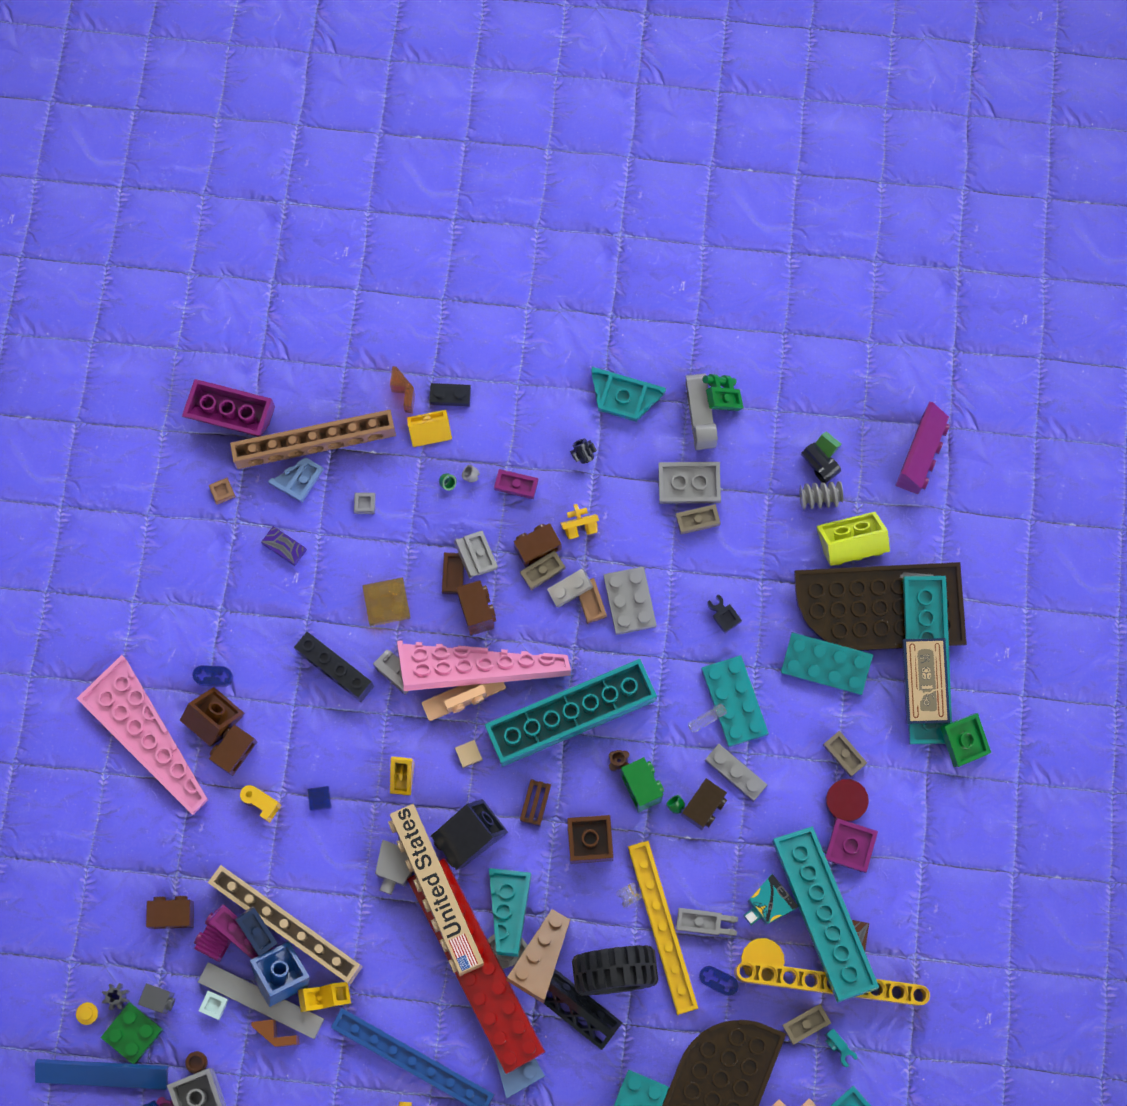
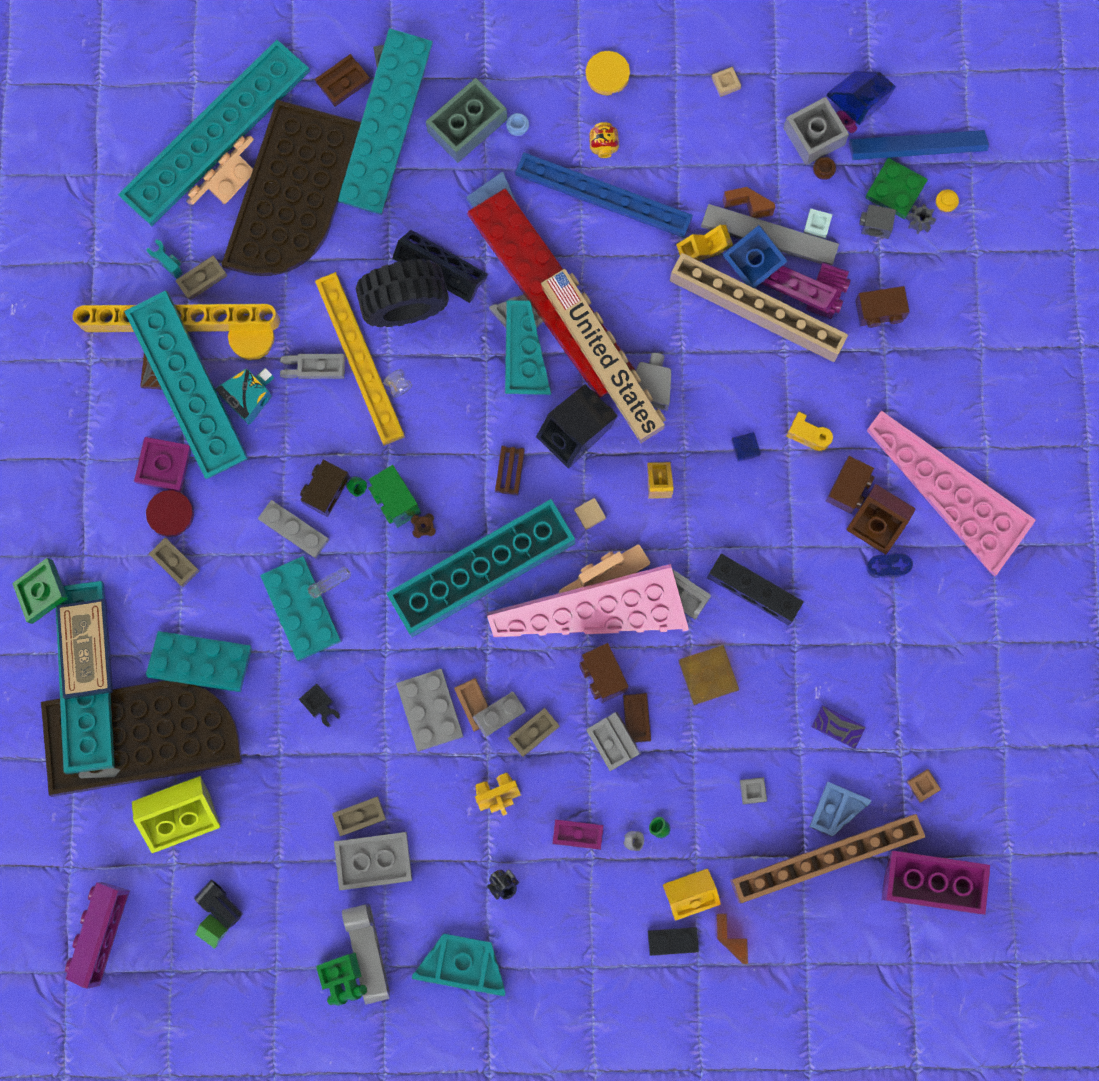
camera: 175 degrees right, 5 degrees up
(256, 931) = (786, 290): dark blue plate -> none
(537, 544) = (543, 762): reddish brown brick -> none
(538, 961) = (484, 302): medium nougat wing -> none
(590, 839) = (444, 433): reddish brown brick -> none
(720, 975) = (297, 305): clear blue beam -> none
(821, 494) = (215, 863): light grey piece -> none

